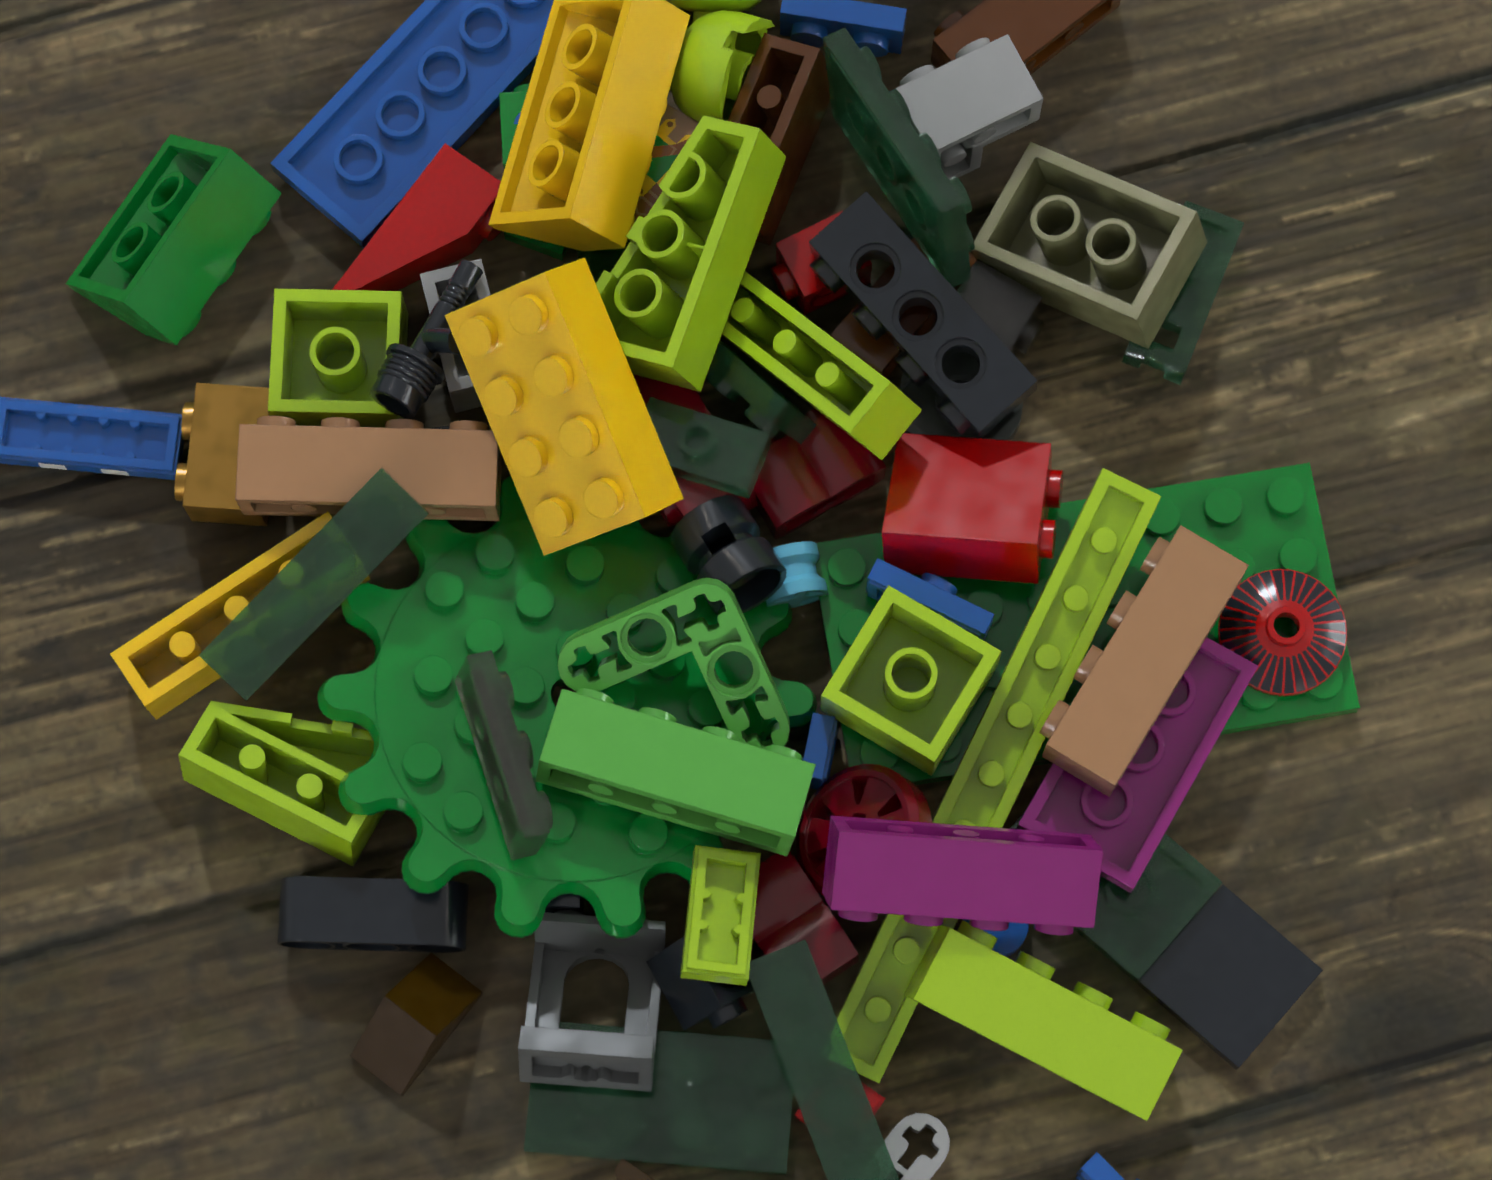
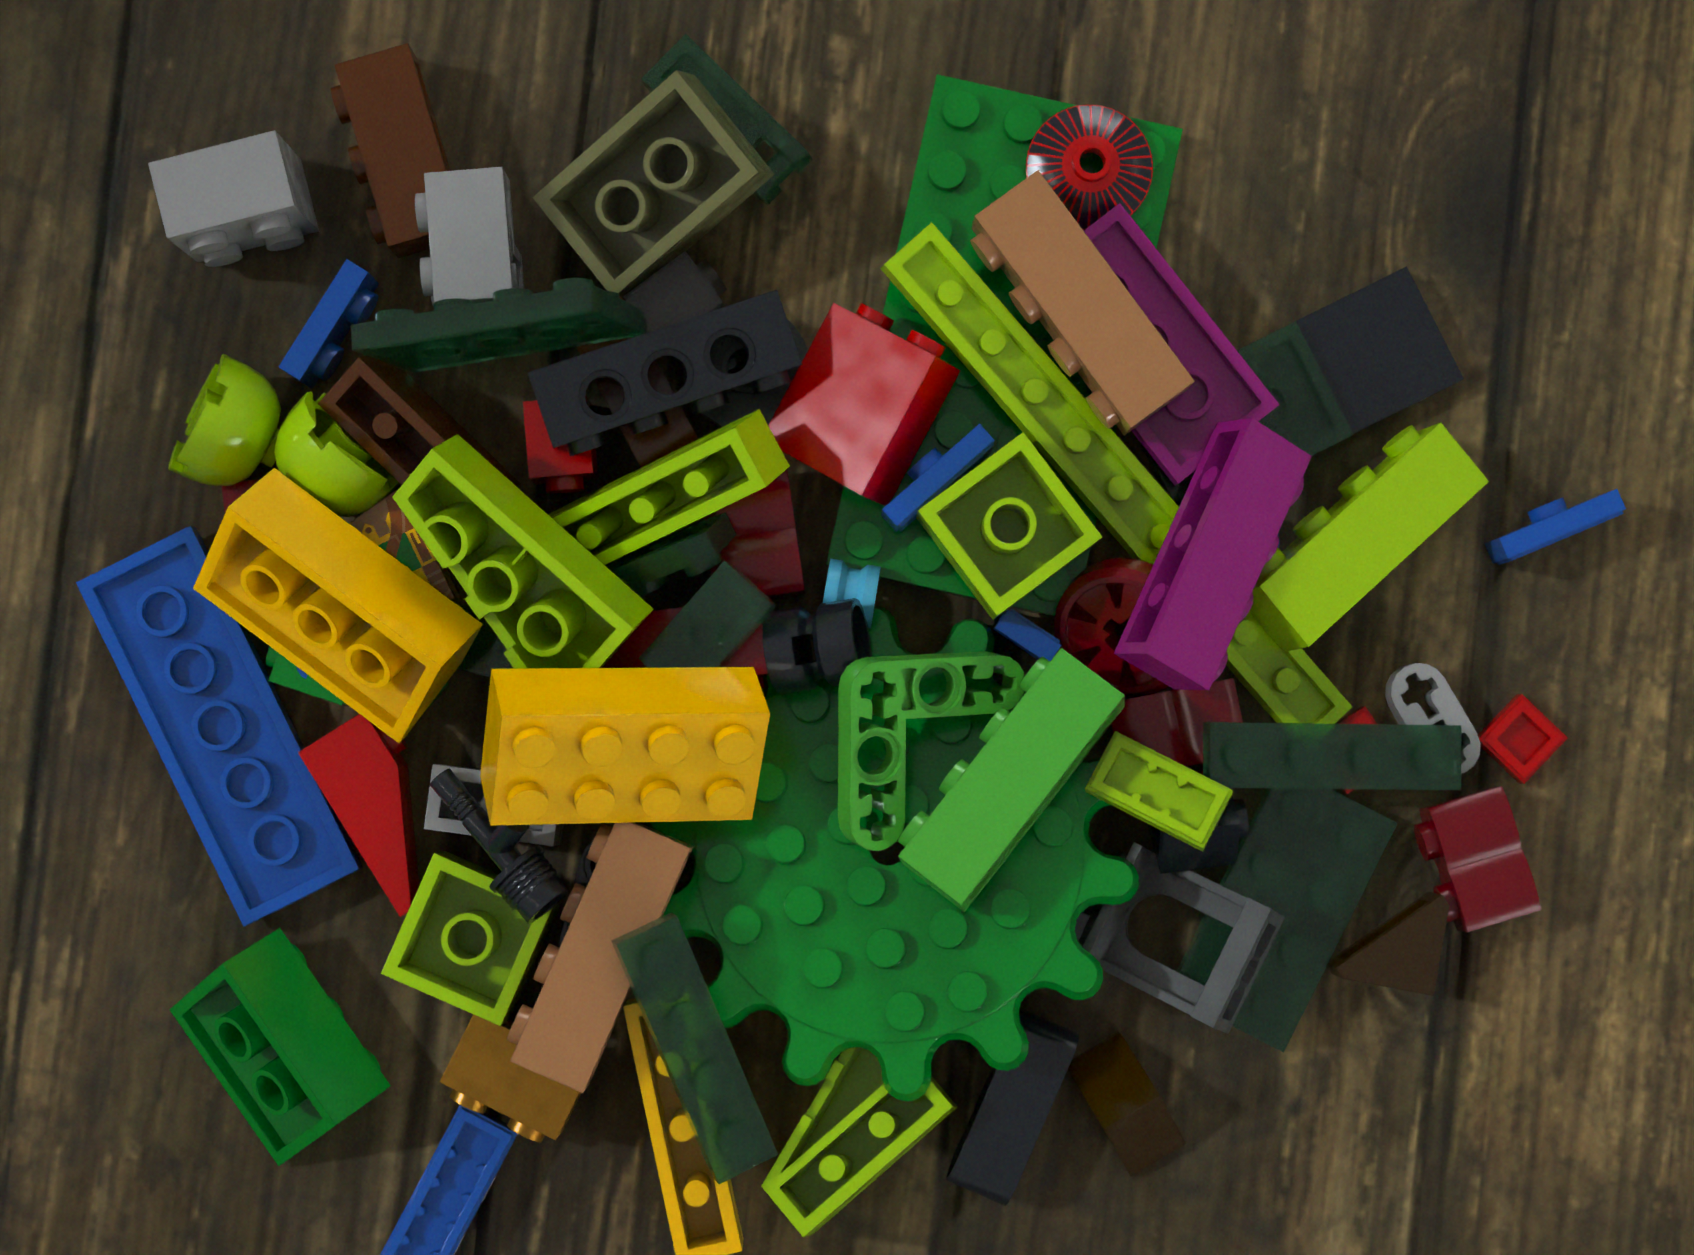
camera: 70 degrees left, 10 degrees up
(504, 754) = (935, 933): clear smoke plate -> none

